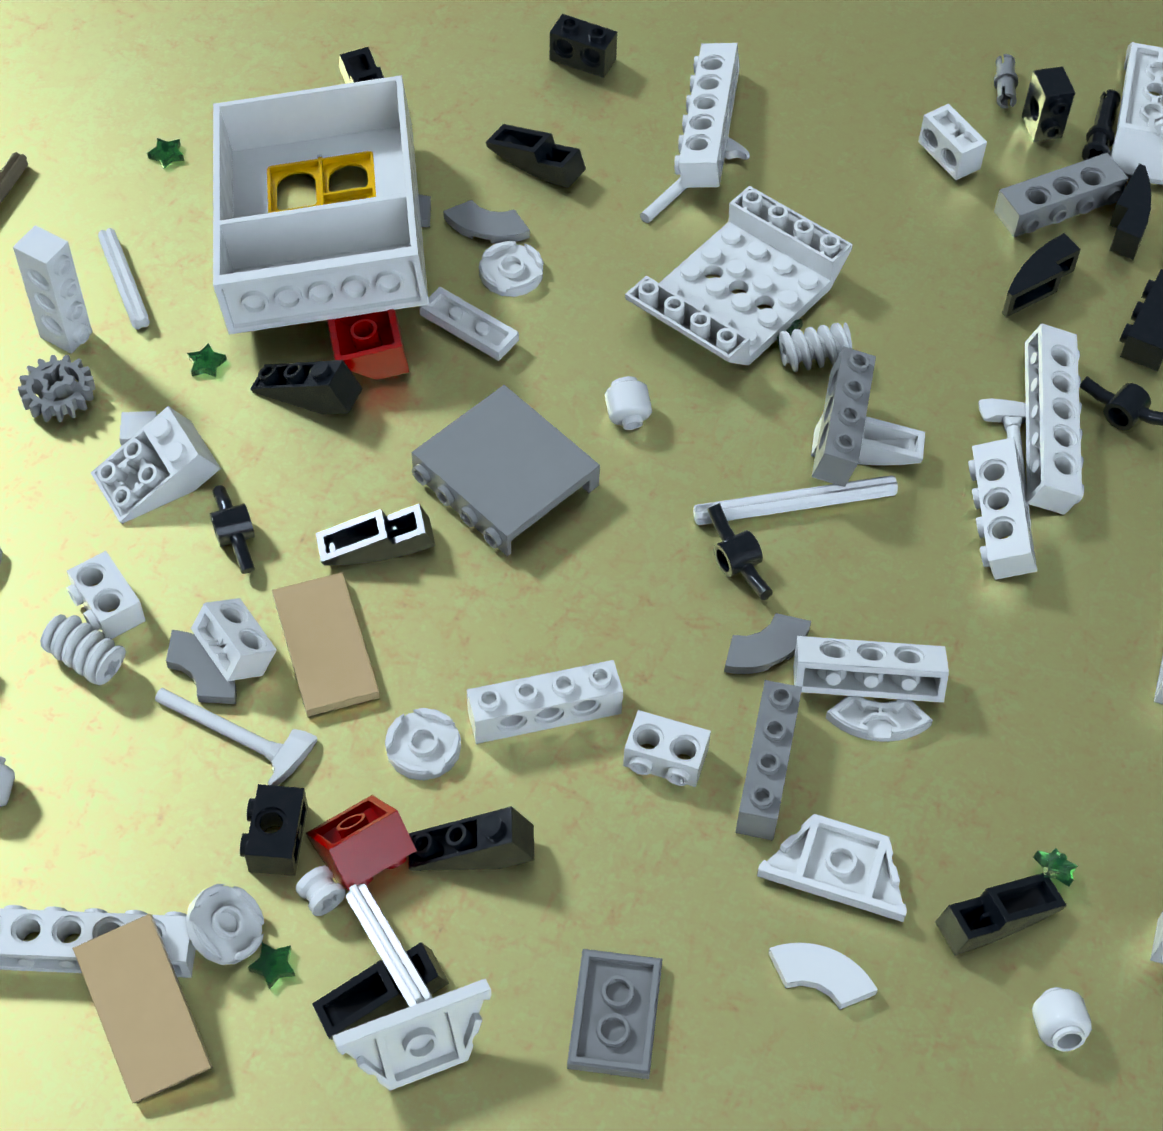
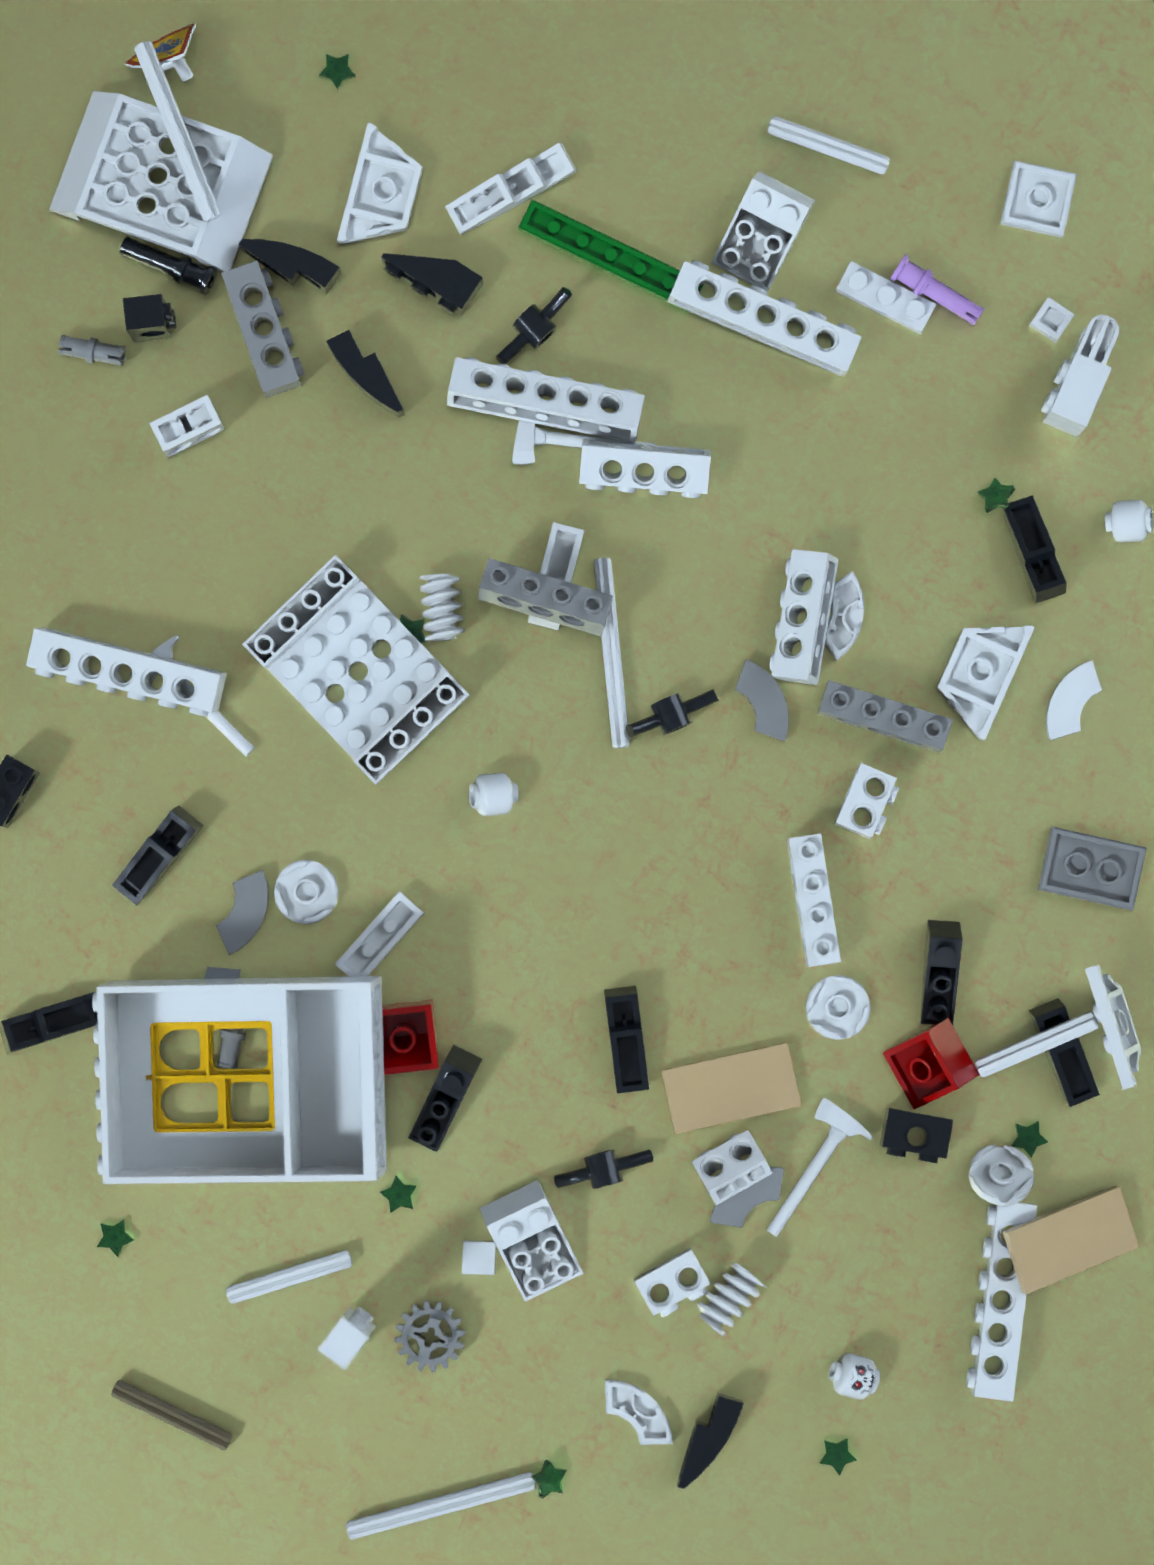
camera: 85 degrees left, 30 degrees up
(320, 890) = (974, 1097): white wheel -> none
(503, 467) = (561, 917): light grey panel -> none

